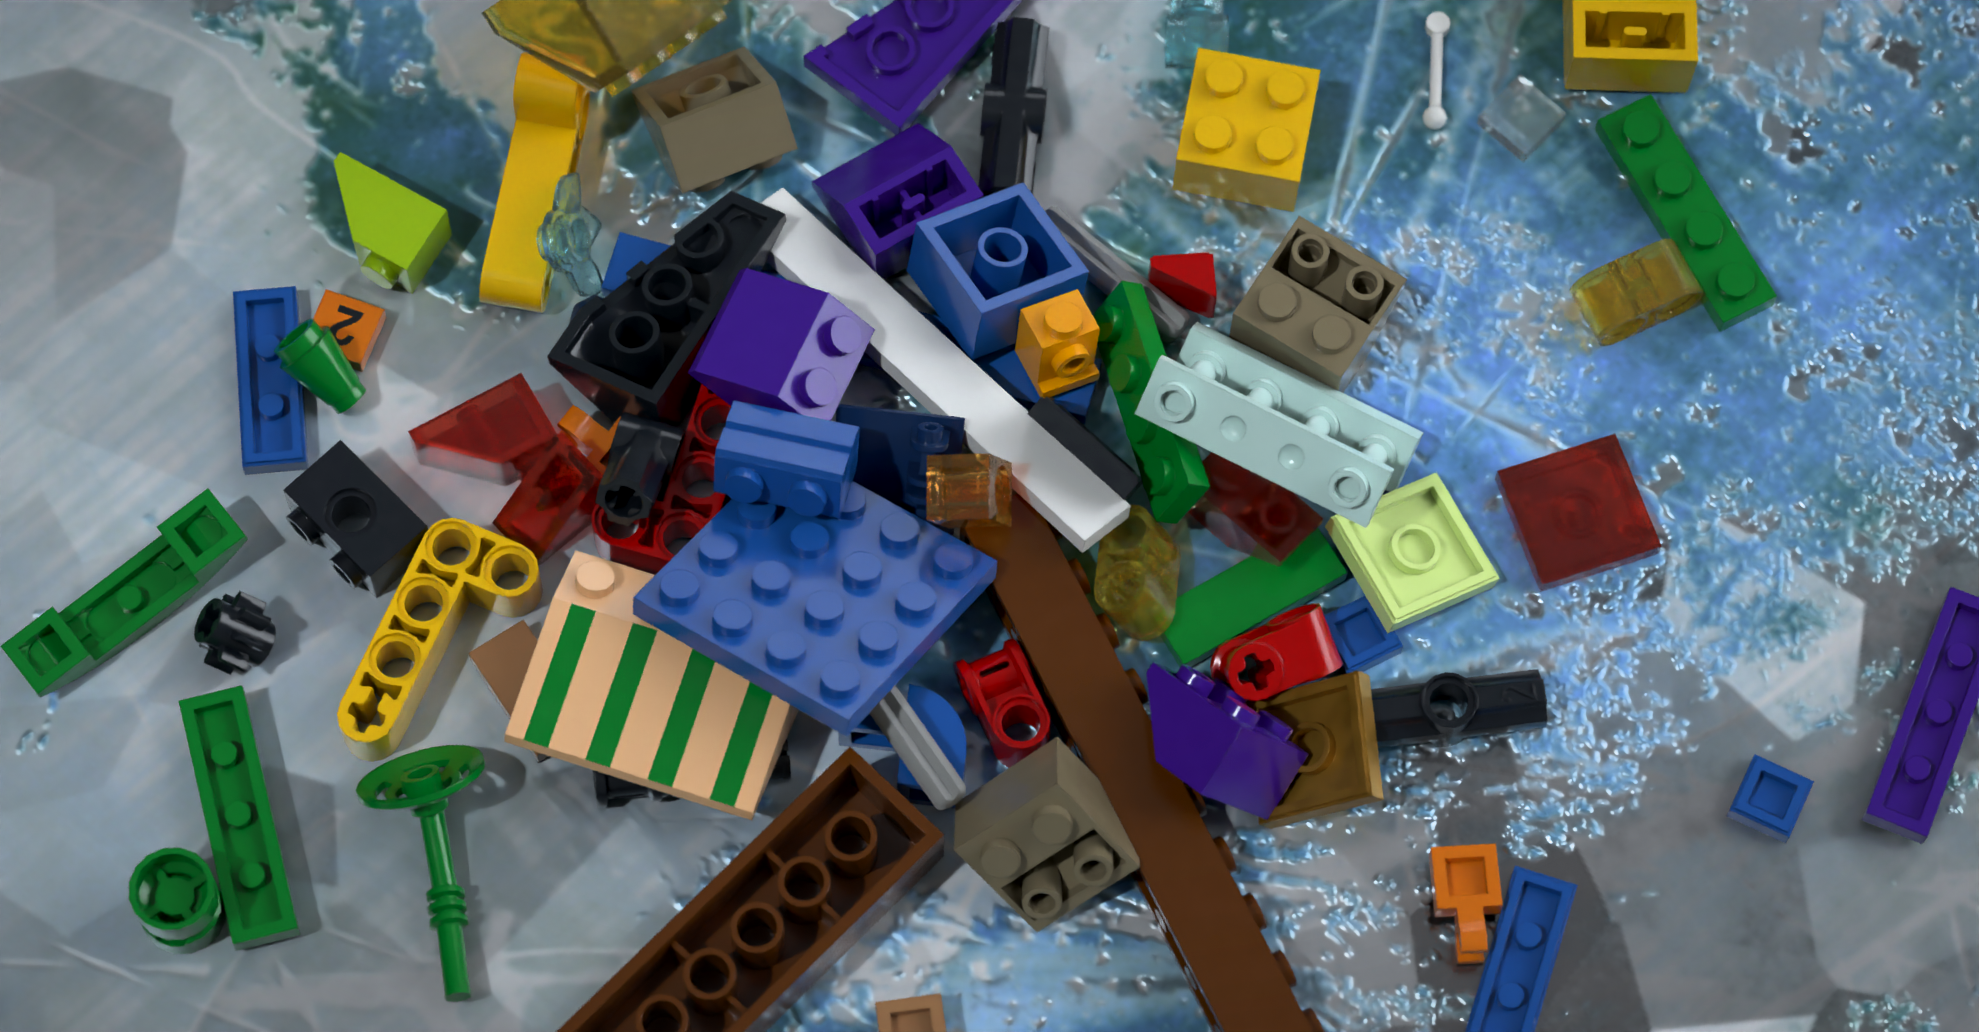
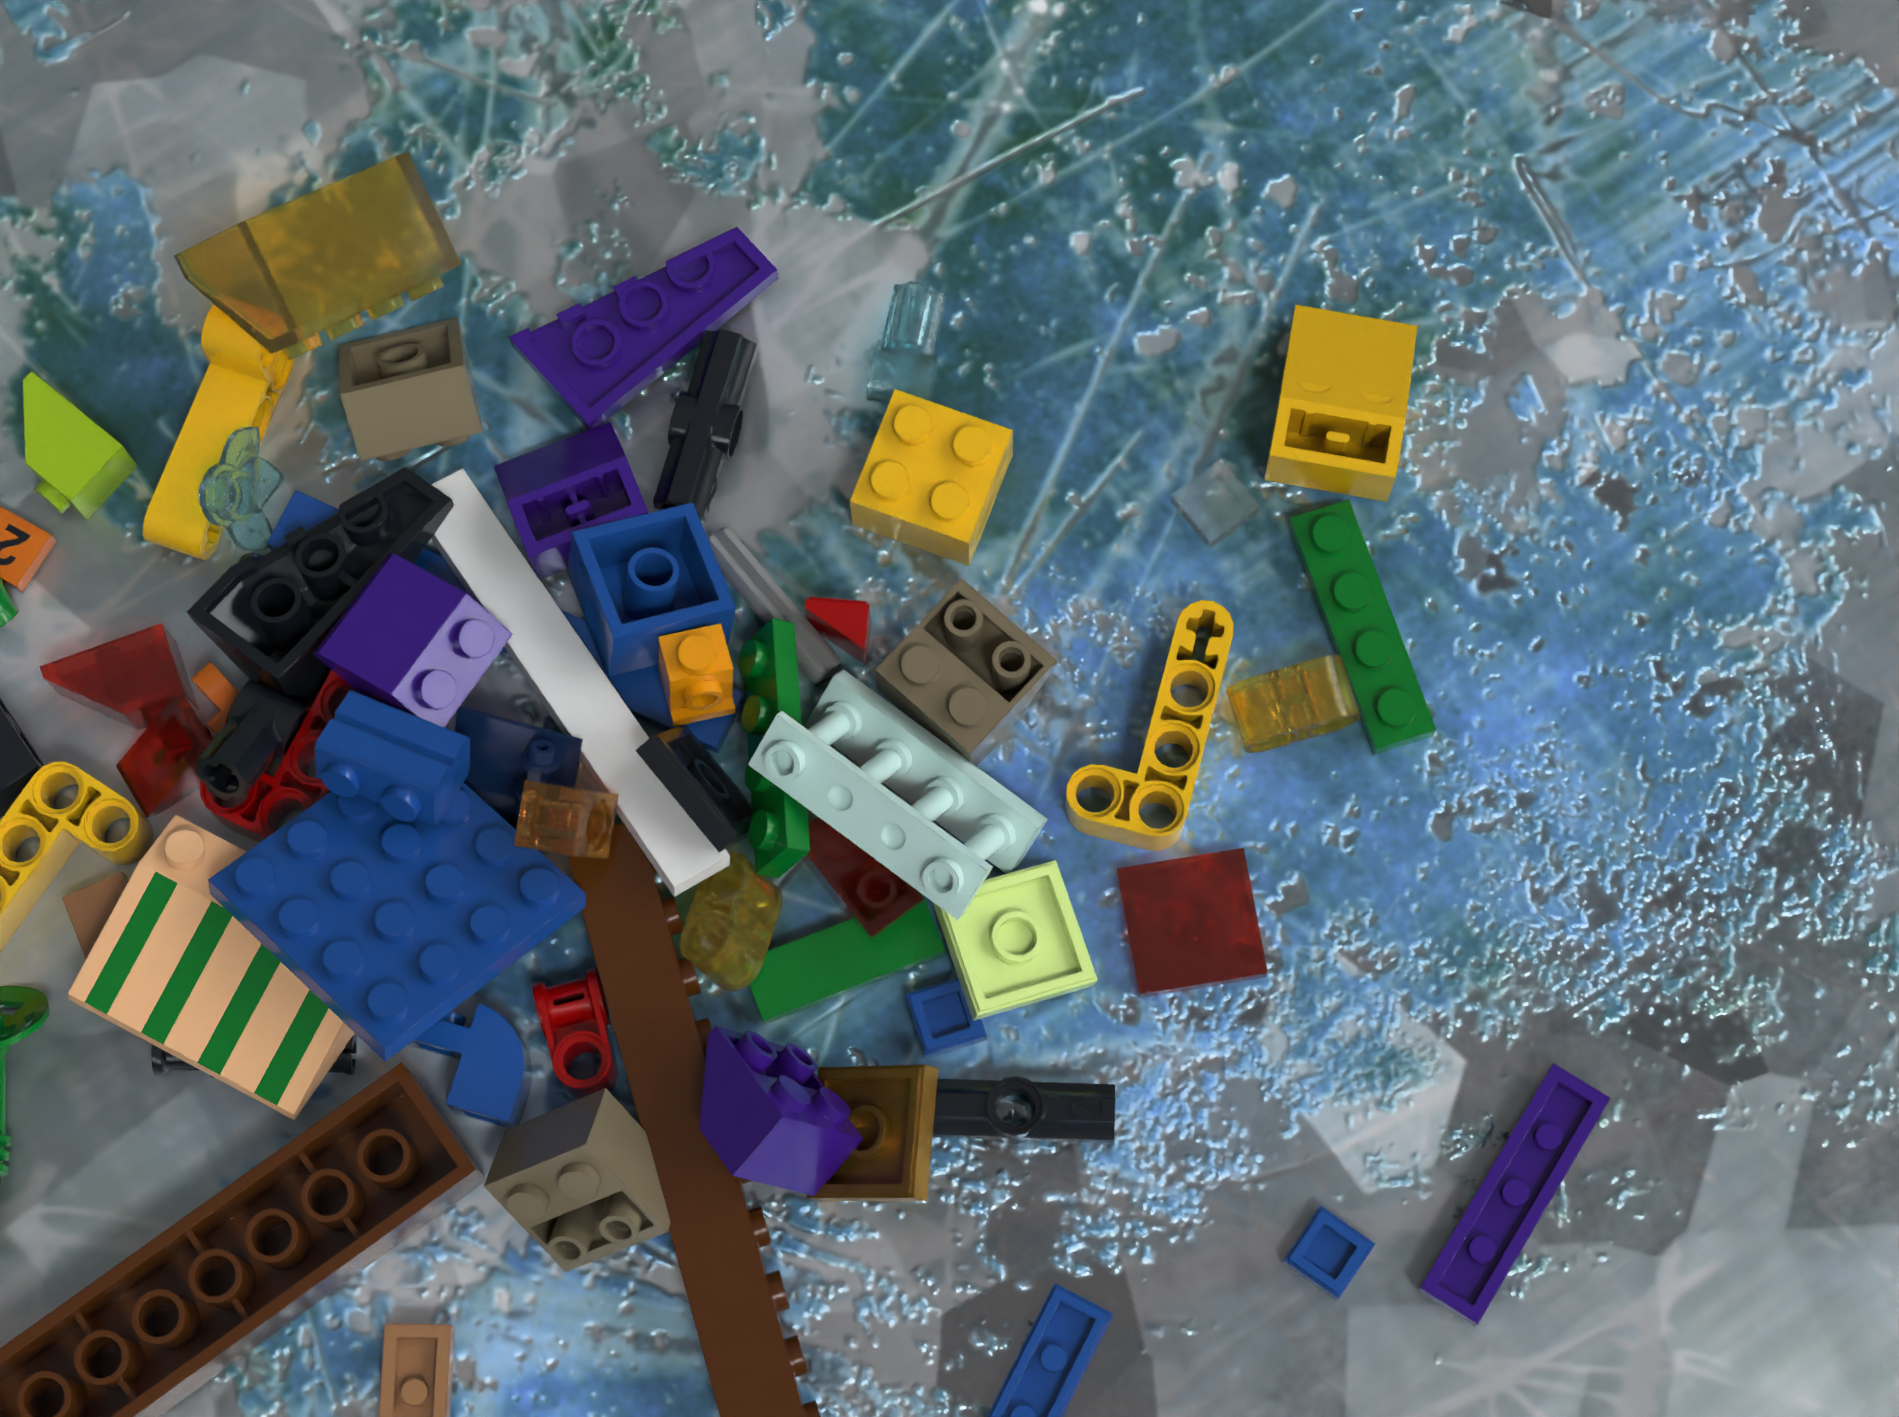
camera: 15 degrees right, 5 degrees up
(918, 750) = (470, 1076): light grey axle -> none
(1286, 653) = (862, 1027): red piece -> none
(1436, 27) = (1149, 397): white hinge -> none
(1466, 887) = (1000, 1299): orange plate -> none
(1521, 328) = (1168, 725): none -> yellow beam

